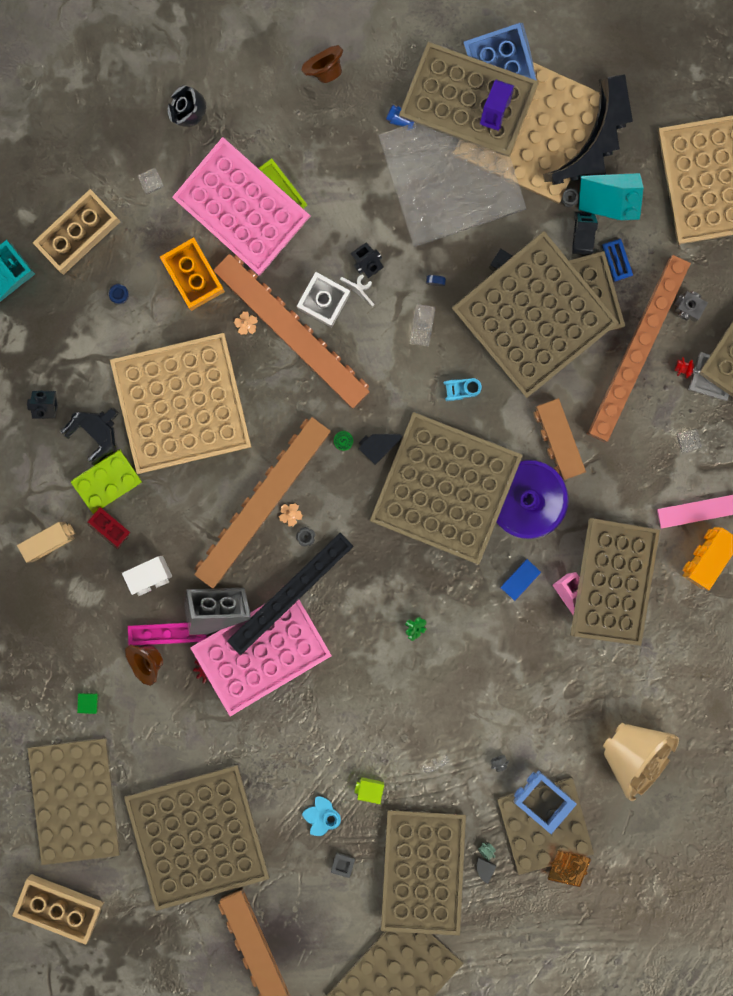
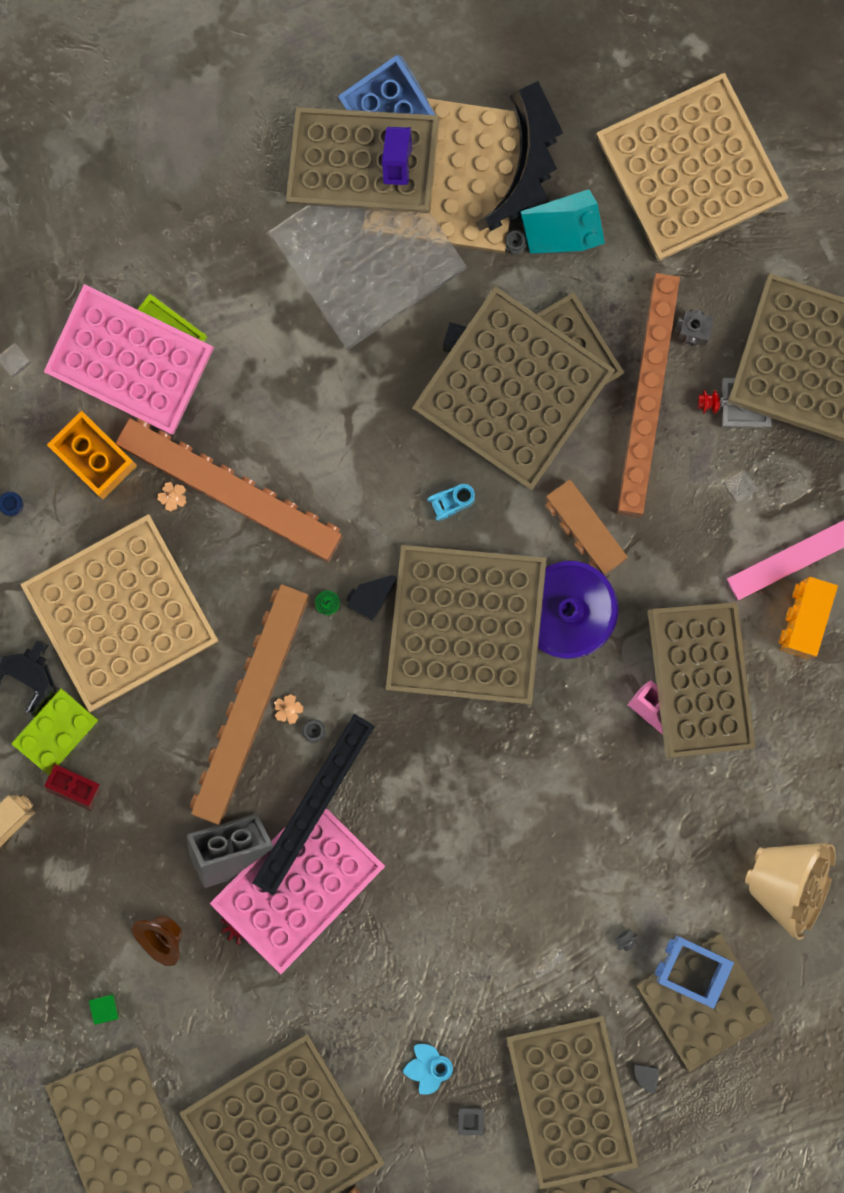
camera: 10 degrees left, 5 degrees down
(146, 575) = (134, 830): white brick -> none
(161, 634) = (171, 898): dark pink plate -> none
(187, 107) = (33, 261): black cylinder -> none
(323, 299) = (257, 441): white brick -> none
(324, 65) = (183, 169): reddish brown hat -> none
(358, 288) = (295, 416): white piece -> none
(367, 260) = (296, 381): black brick -> none
(369, 790) = (477, 1018): lime brick -> none
(393, 117) = (281, 206): blue cone -> none
(415, 628) = (477, 804): green plant -> none
(422, 325) = (383, 439): clear slope -> none
(435, 280) = (384, 382): dark blue tile -> none
(487, 851) = (642, 1053): sand green plate -> none
(520, 579) = (587, 709): blue tile -> none
(569, 868) = (748, 1046): clear orange piece -> none
(584, 233) = (544, 278): black tile -> none
(612, 270) = (603, 316): blue tile -> none

